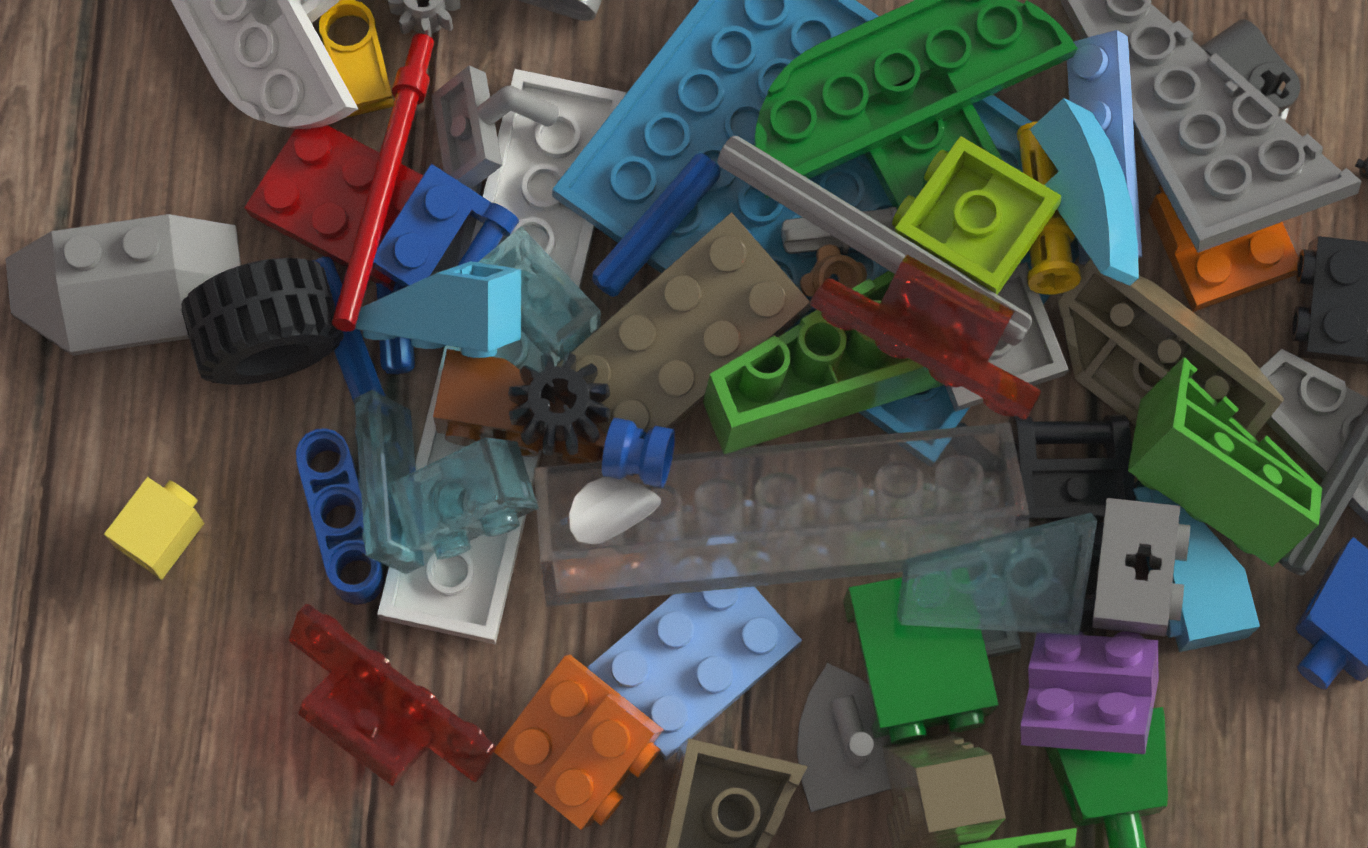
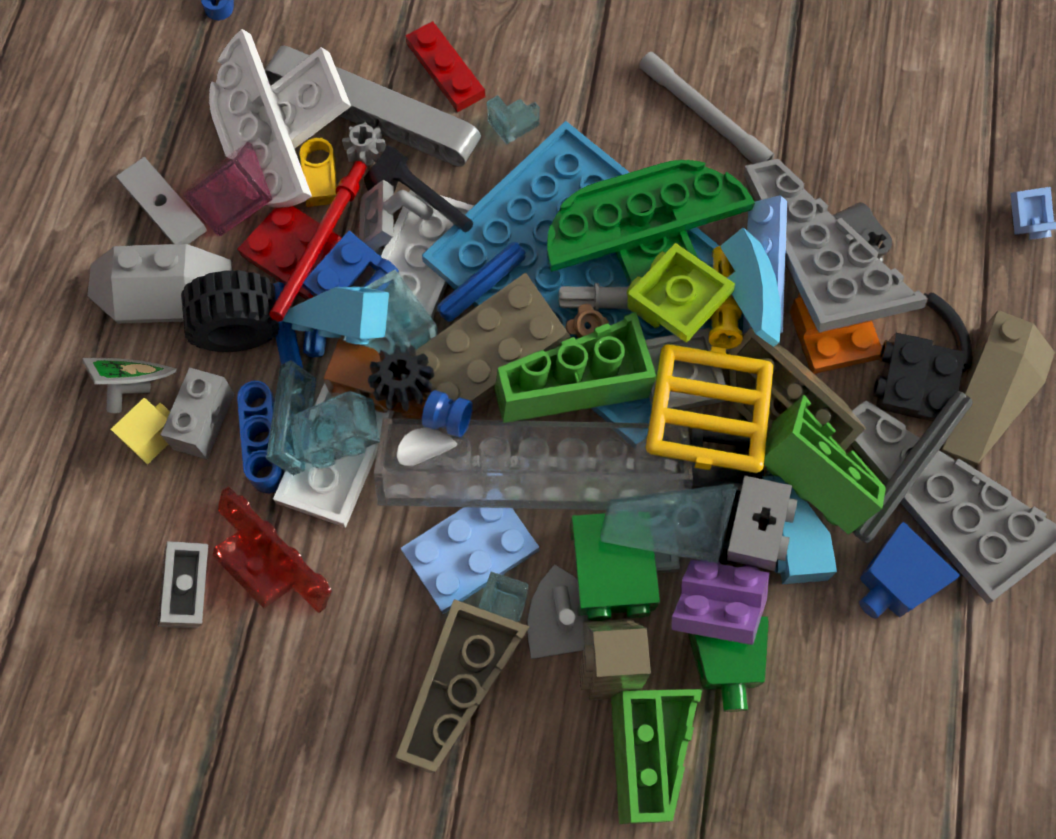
camera: 10 degrees right, 5 degrees down
(85, 121) = (161, 203): none -> light grey tile
(103, 443) = (124, 377): none -> light grey shield
(217, 107) = (230, 190): none -> clear pink slope
(234, 490) = (198, 413): none -> light grey brick
(263, 766) = (182, 585): none -> light grey brick
(479, 41) = (393, 169): none -> black piece
(580, 743) = (387, 596): orange plate -> none
(761, 724) = (504, 596): none -> clear light blue panel
(845, 221) = (615, 300): light grey axle -> none
(938, 327) = (647, 353): clear red bracket -> none
(1117, 424) = (705, 457): none -> yellow bar

